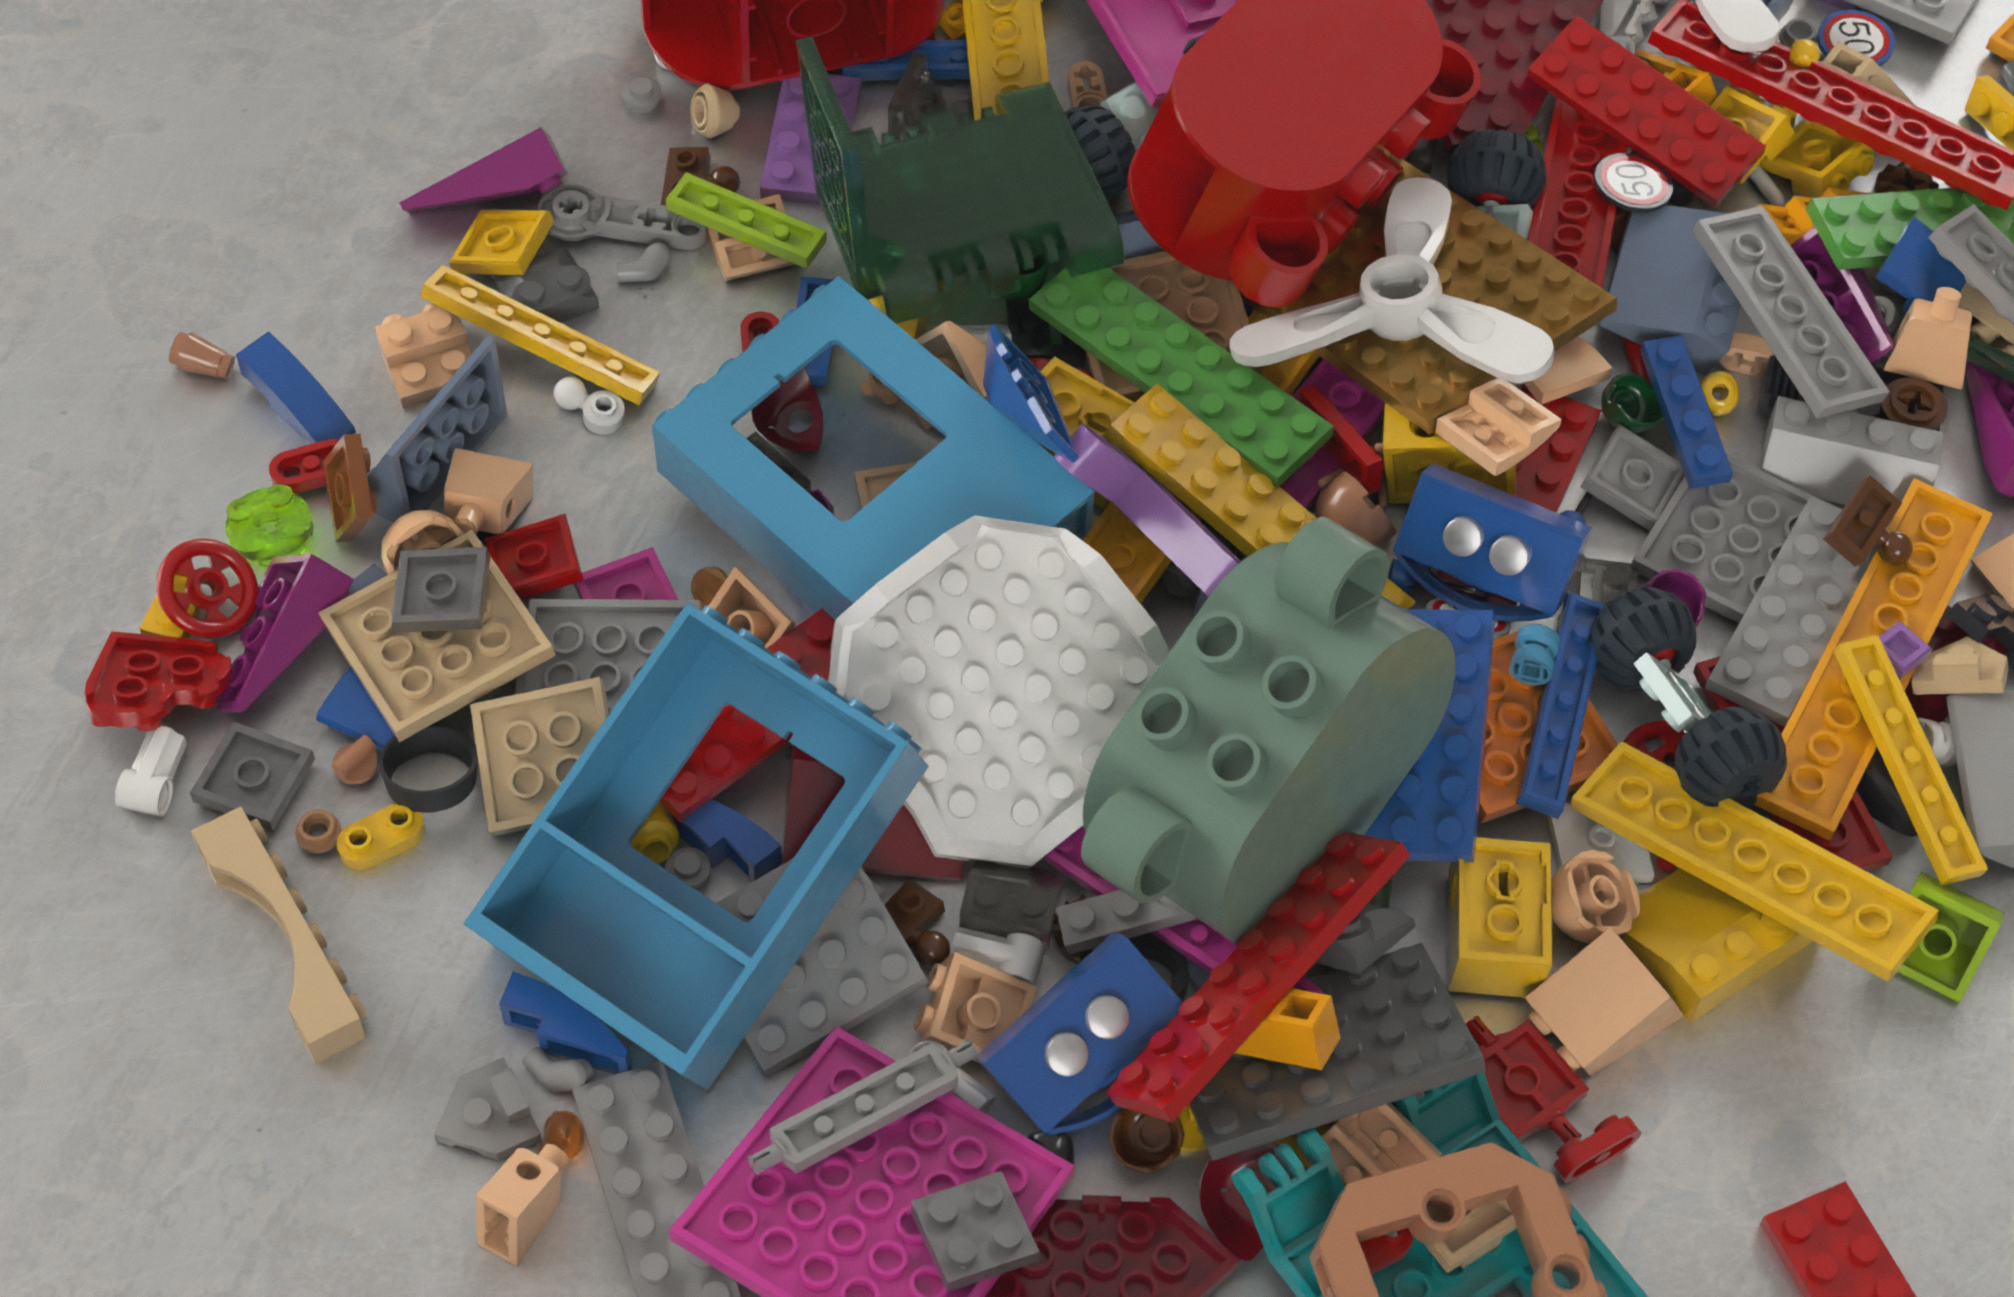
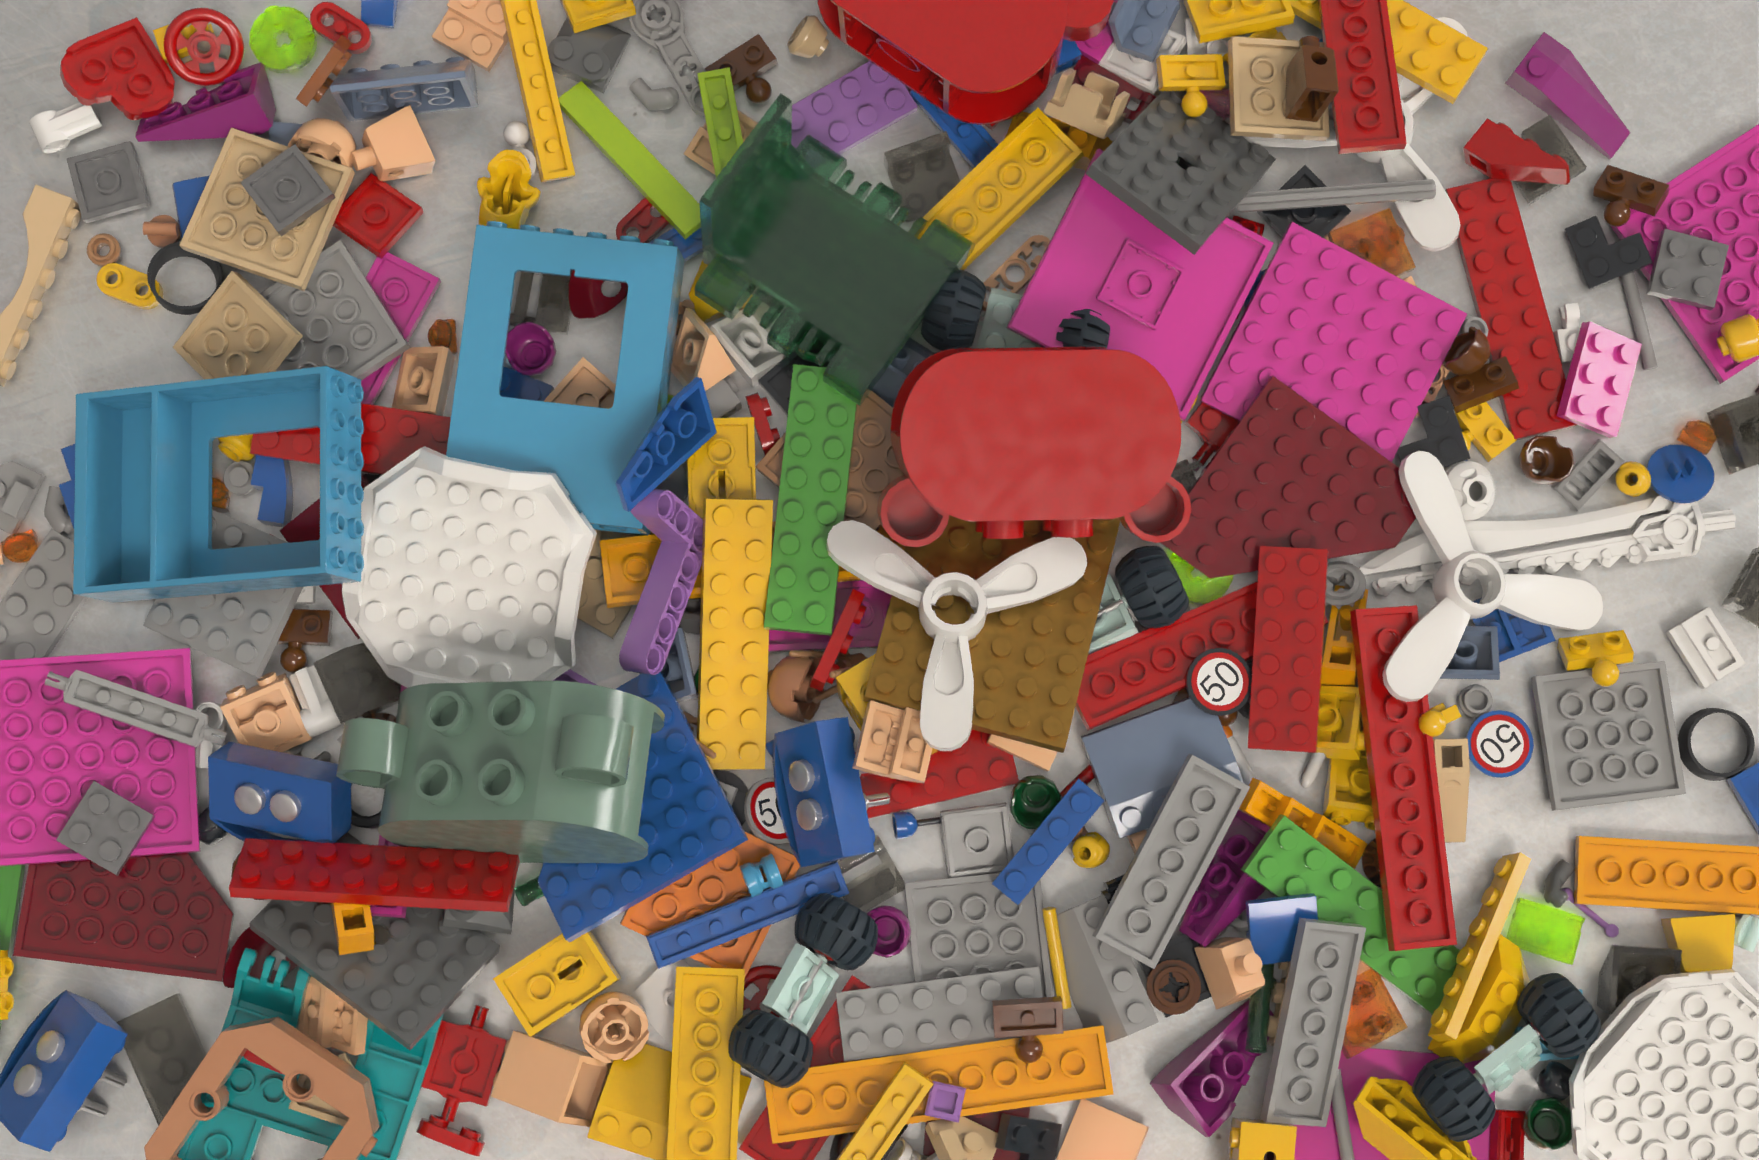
camera: 50 degrees right, 25 degrees up
(623, 428) = (507, 193): none -> yellow head
(691, 312) = (632, 158): none -> lime tile
(1795, 478) = (1056, 956): none -> yellow bar

